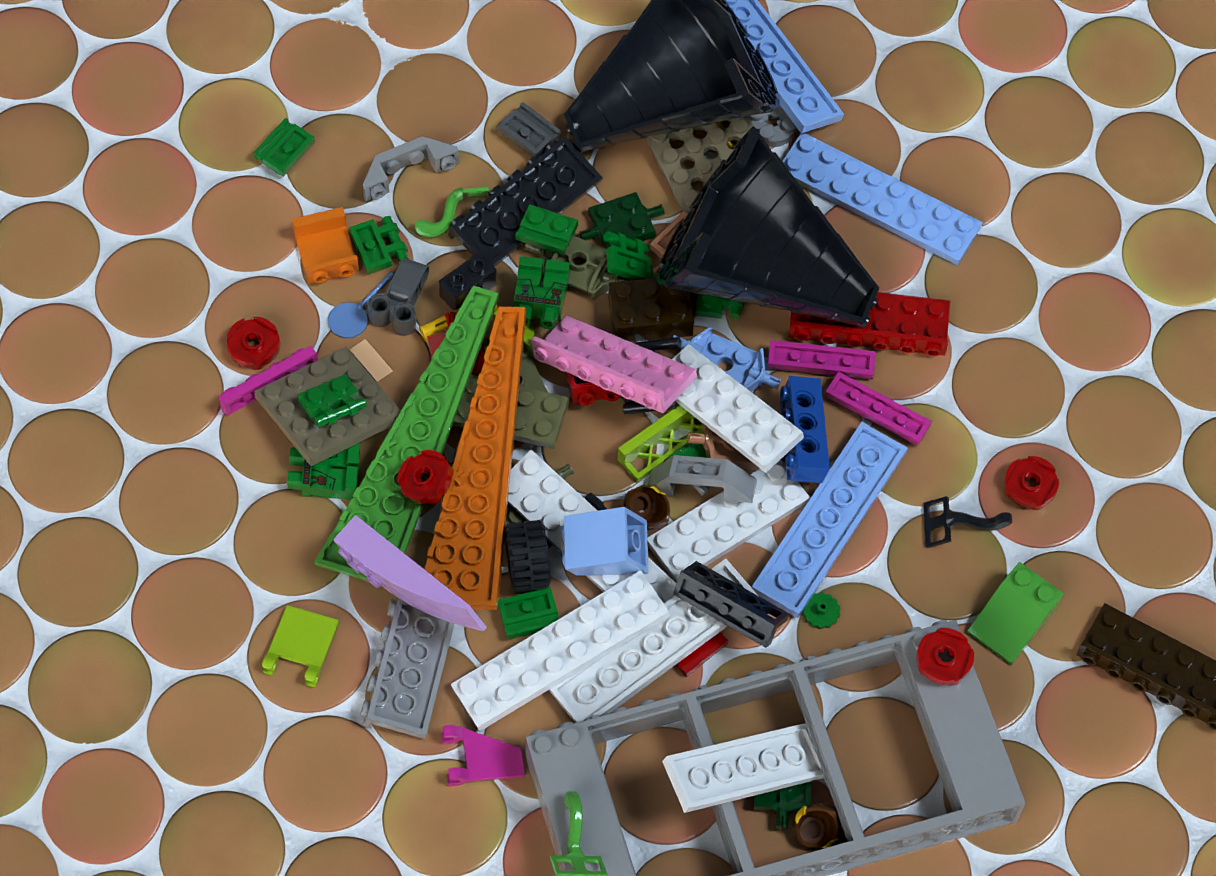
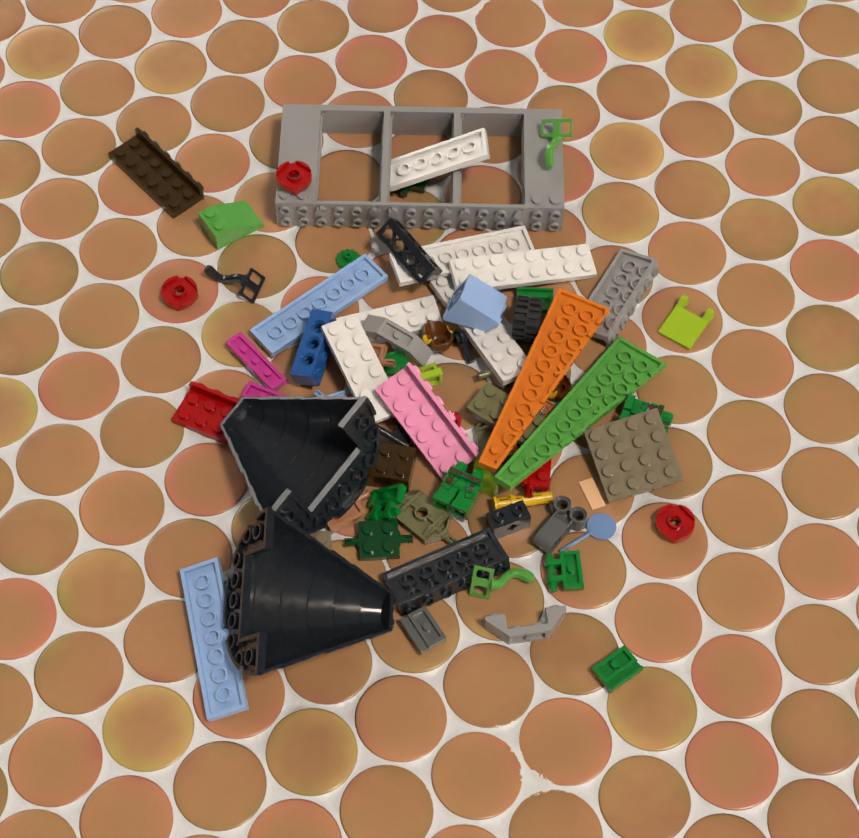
camera: 160 degrees left, 5 degrees down
(242, 395) = (670, 490): dark pink plate -> none
(324, 398) = (632, 450): green plate -> none
(325, 245) = (604, 578): orange panel -> none
(400, 575) = (613, 306): lavender slope -> none
(435, 486) = (575, 382): red plate -> none
(484, 757) = (589, 232): dark pink flag -> none
(546, 229) = (438, 536): green plate -> none
(816, 826) = (403, 144): reddish brown hair -> none
(881, 198) = (181, 506): light blue plate -> none

